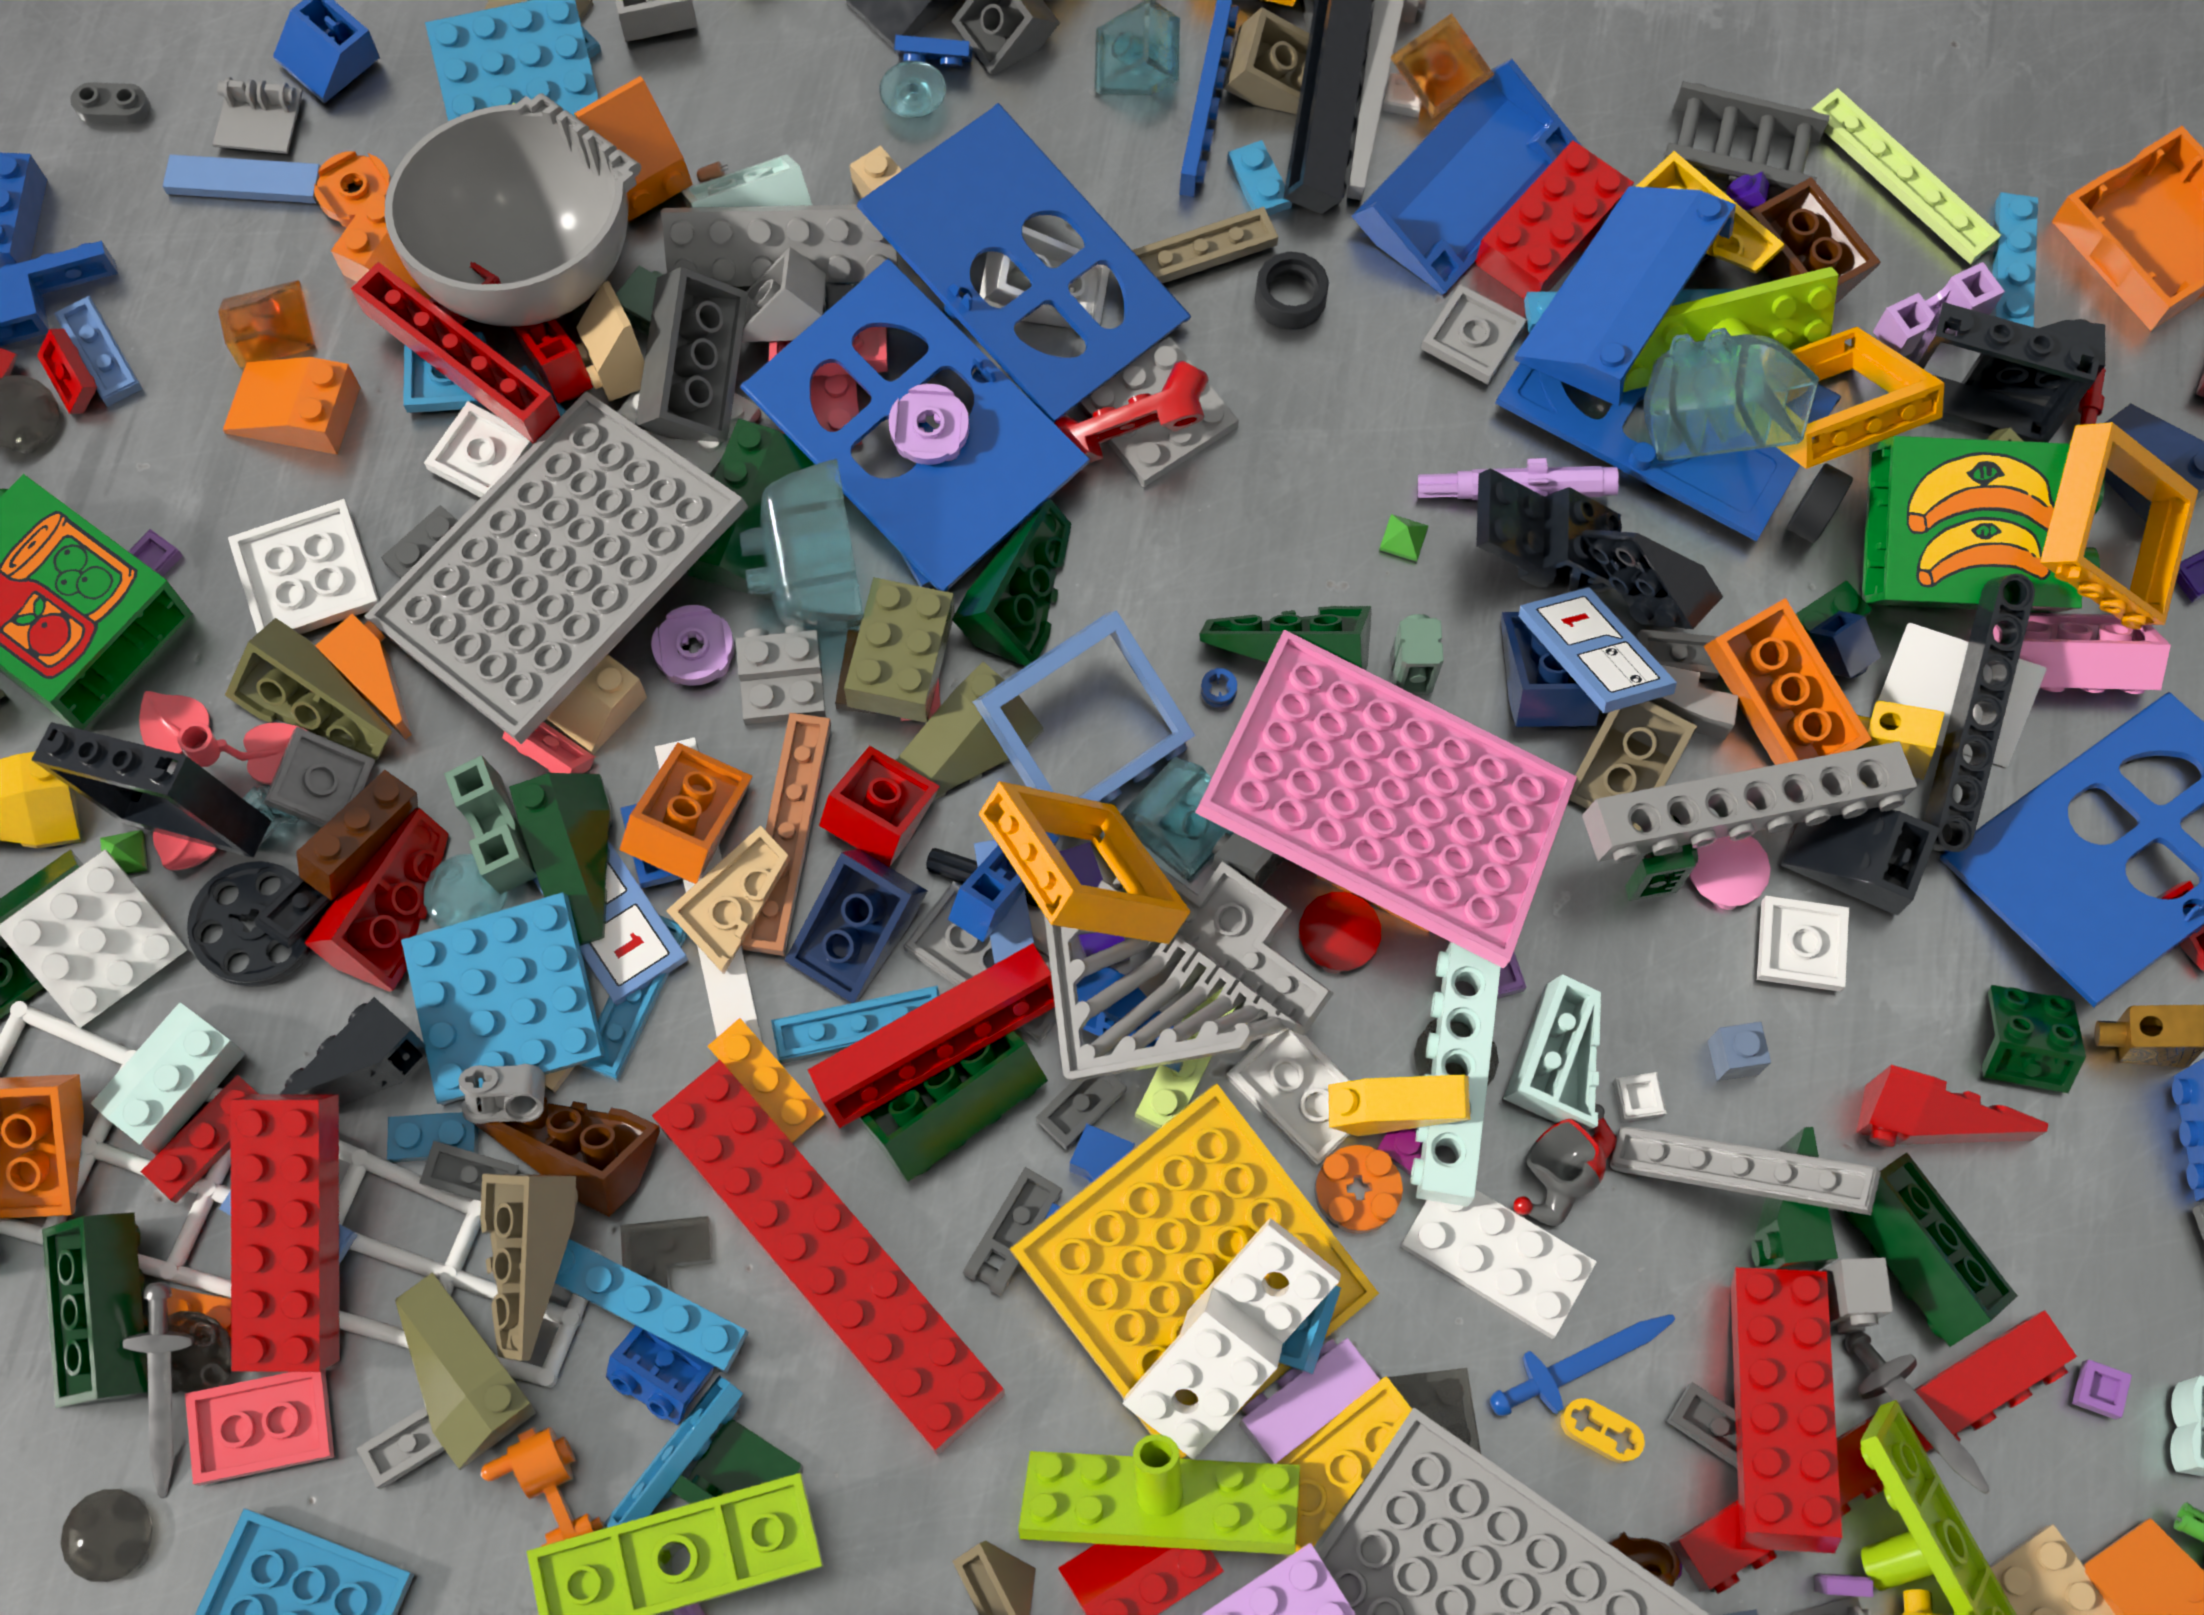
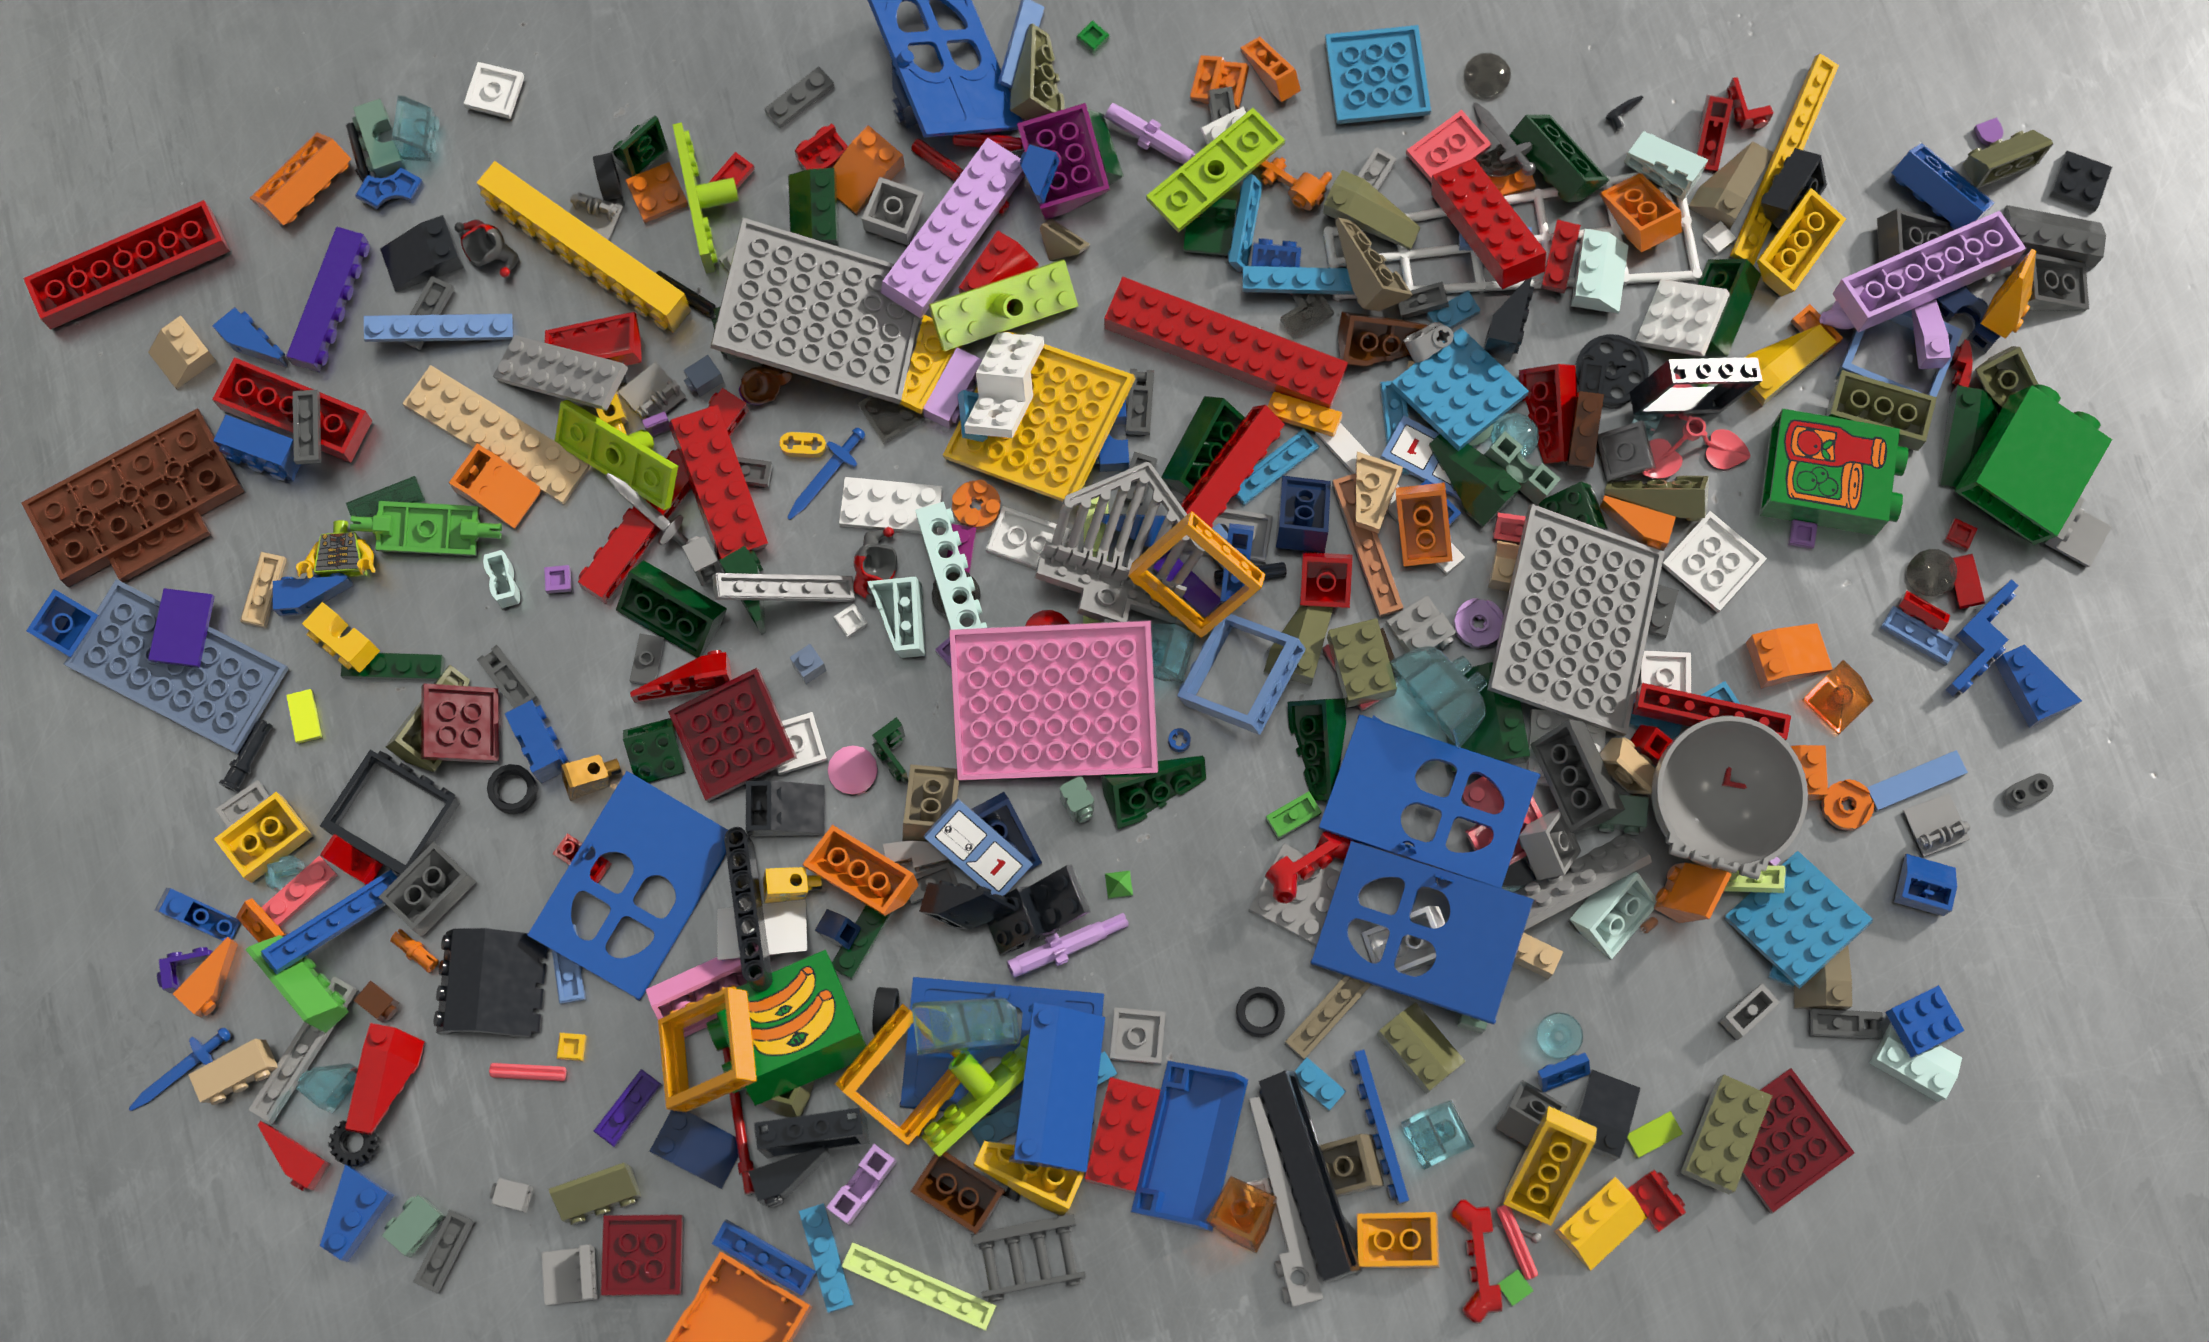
camera: 155 degrees right, 5 degrees up
(450, 732) = (1577, 503): none -> dark green bracket
(943, 442) = (1413, 810): lavender plate -> none
(1103, 152) = (1420, 1047): none -> olive slope
(1110, 510) = (1293, 815): none -> bright green plate
(1397, 1103) = (976, 538): yellow slope -> none
(1749, 190) = (1011, 1210): dark purple plate -> none
(1879, 767) = (928, 729): light grey brick -> none
(1901, 993) = (732, 734): none -> dark red plate
(1992, 1187) = (647, 659): none -> dark grey plate
(2102, 293) = (764, 1257): none -> blue plate

